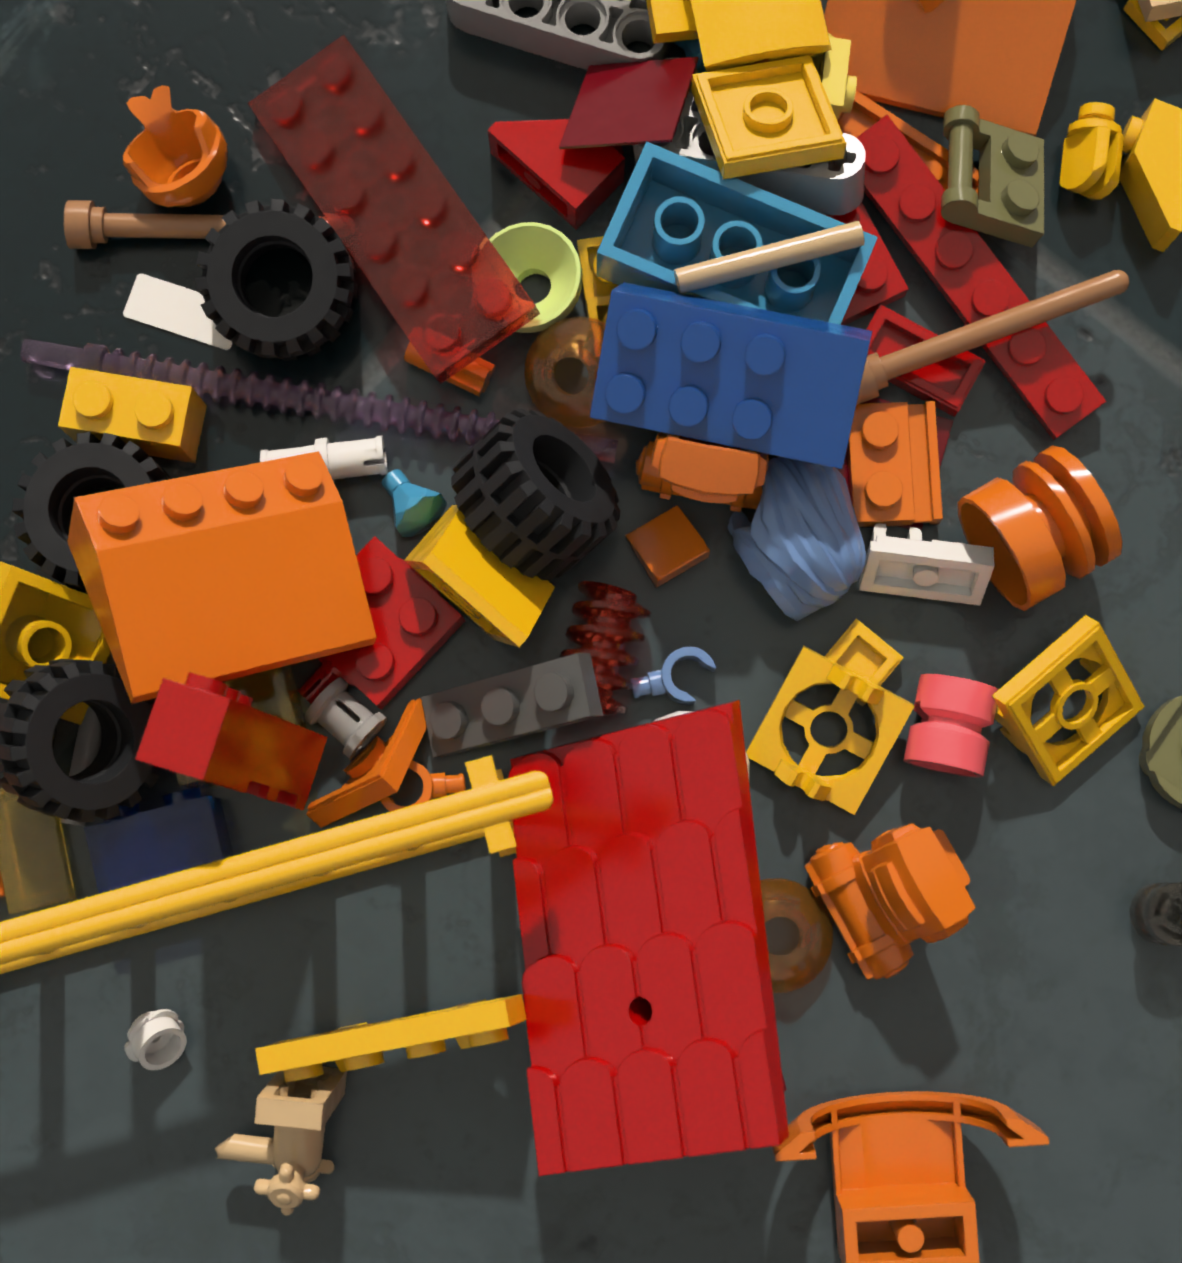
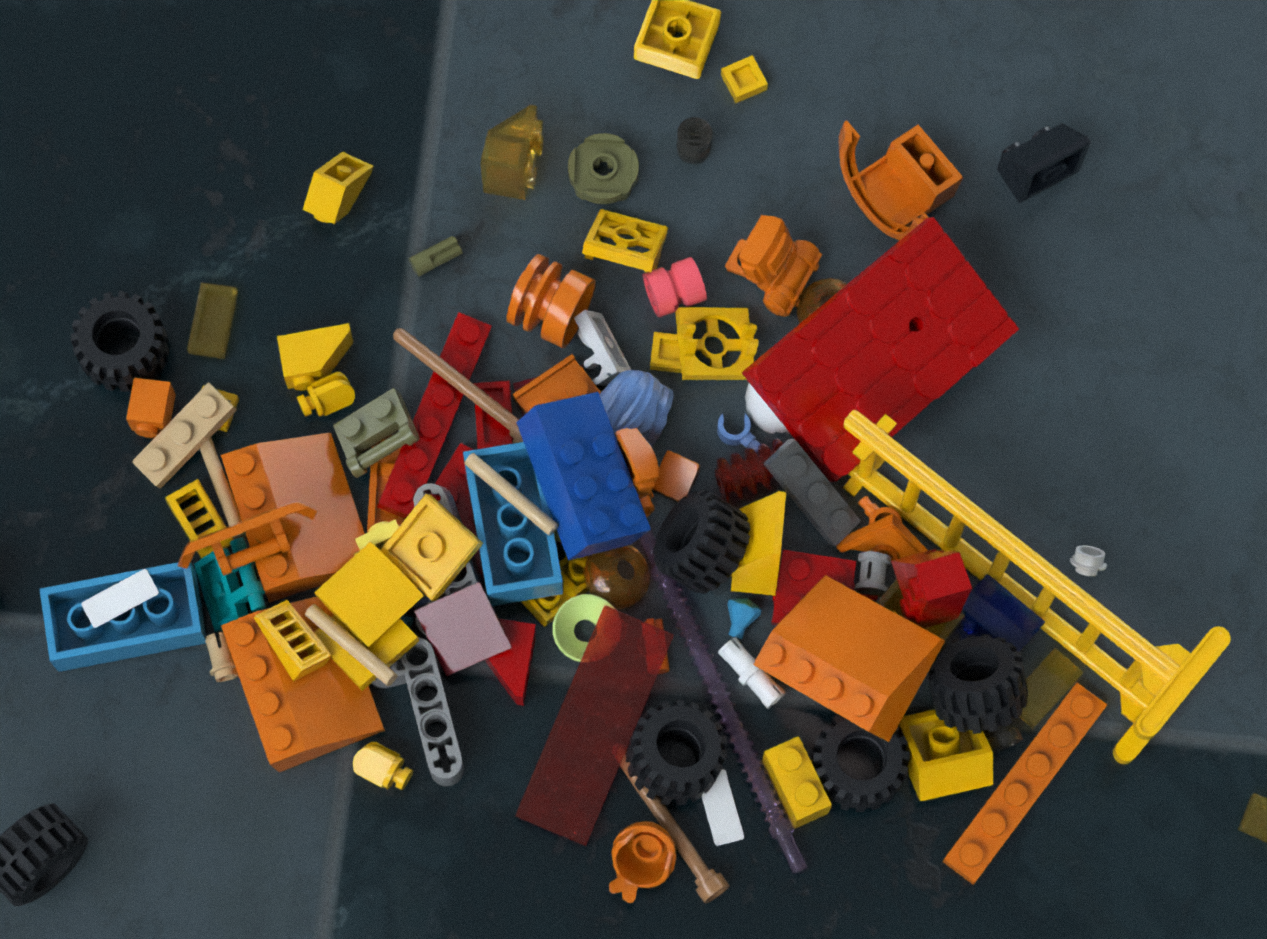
camera: 125 degrees left, 10 degrees down
(299, 1120) = (1070, 460): tan piece -> none
(421, 1034) = (1015, 447): yellow hinge -> none

